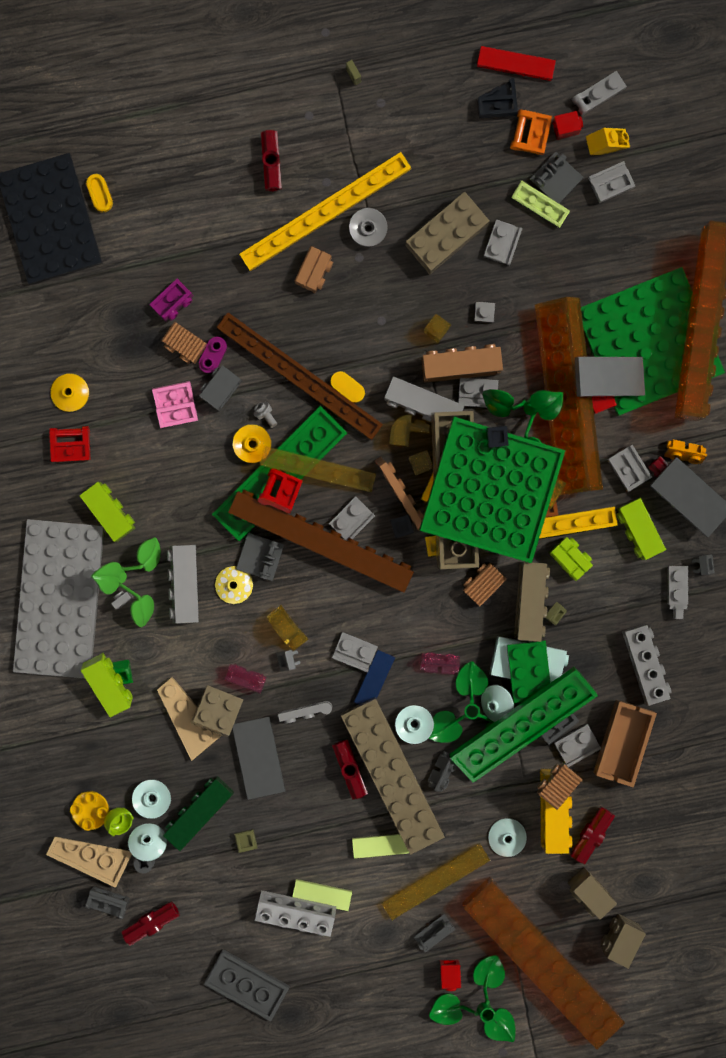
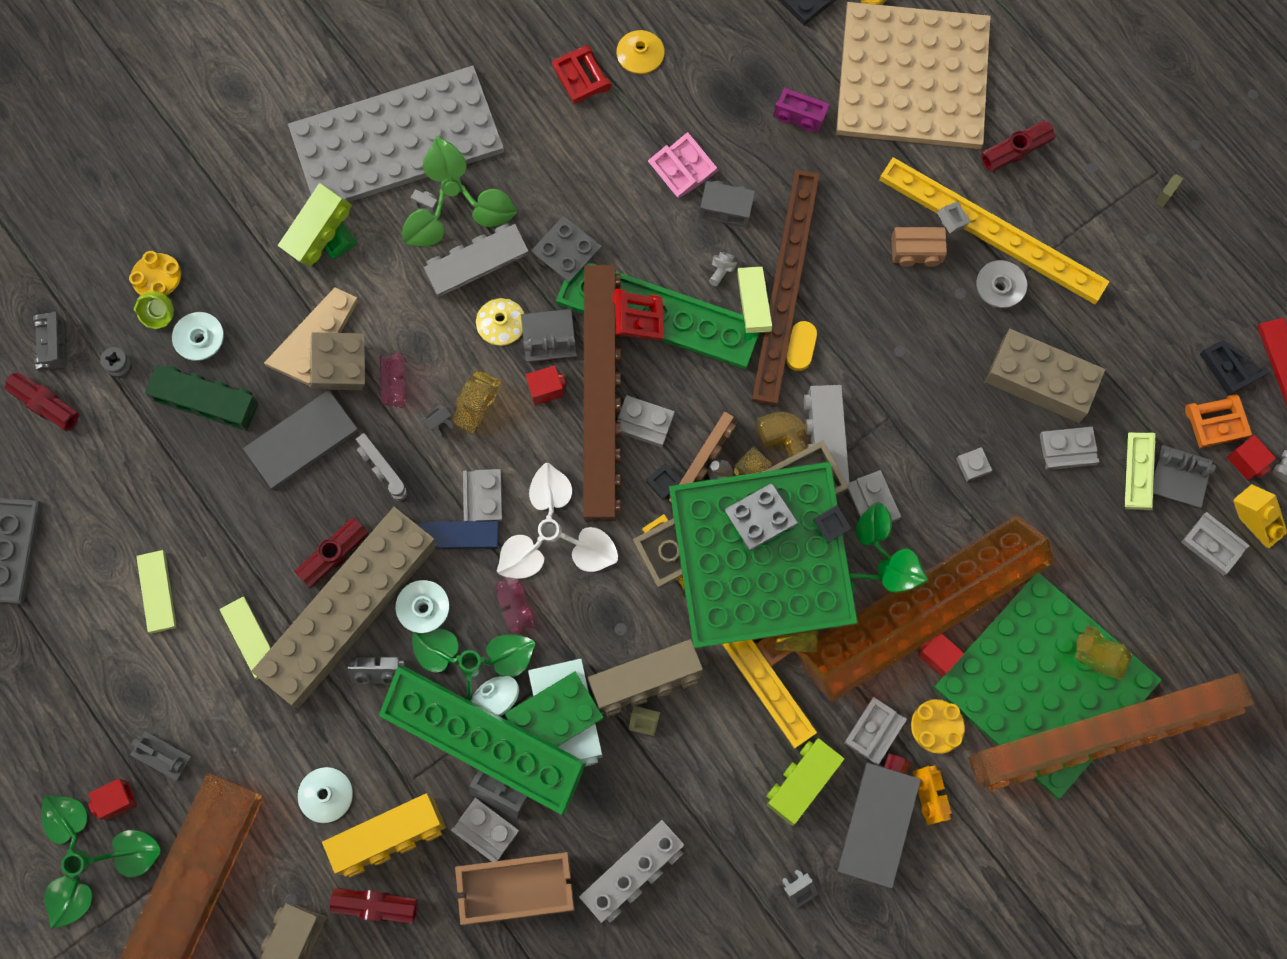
camera: 60 degrees right, 15 degrees down
(95, 860) = (96, 304): tan wing -> none
(108, 511) = (522, 145): lime brick -> none
(150, 850) = (136, 361): light aqua dish -> none
(179, 204) = (913, 75): none -> tan plate
(184, 343) = (759, 143): medium nougat brick -> none
(203, 517) = (565, 249): none -> dark grey hinge
(212, 354) = (761, 181): magenta plate -> none
(244, 437) = (679, 255): yellow dish -> none
(246, 840) = (190, 470): olive tile -> none
(295, 913) = (119, 566): light grey brick -> none
(297, 575) = (545, 385): none -> red brick
(301, 404) = (754, 300): none -> yellowish green tile
(307, 236) = (953, 217): none -> light grey plate
(317, 469) = (686, 351): clear yellow tile -> none
(409, 644) = (519, 554): none -> white plant
(413, 485) = (719, 469): none -> light grey plate
(435, 881) = (230, 727): clear yellow tile -> none
(437, 328) = (925, 414): clear yellow brick -> none
(462, 364) = (897, 457): medium nougat piece -> none
(471, 480) = (761, 517): none -> hinge
(484, 583) = (639, 612): medium nougat brick -> none
(559, 785) = (420, 814): medium nougat brick -> none
(571, 558) = (723, 708): lime brick -> none
(609, 376) = (977, 642): dark grey tile -> none
(645, 426) = (938, 726): none -> yellow dish
(652, 298) = (1102, 654): none -> clear yellow brick
(677, 590) = (750, 869): light grey hinge -> none

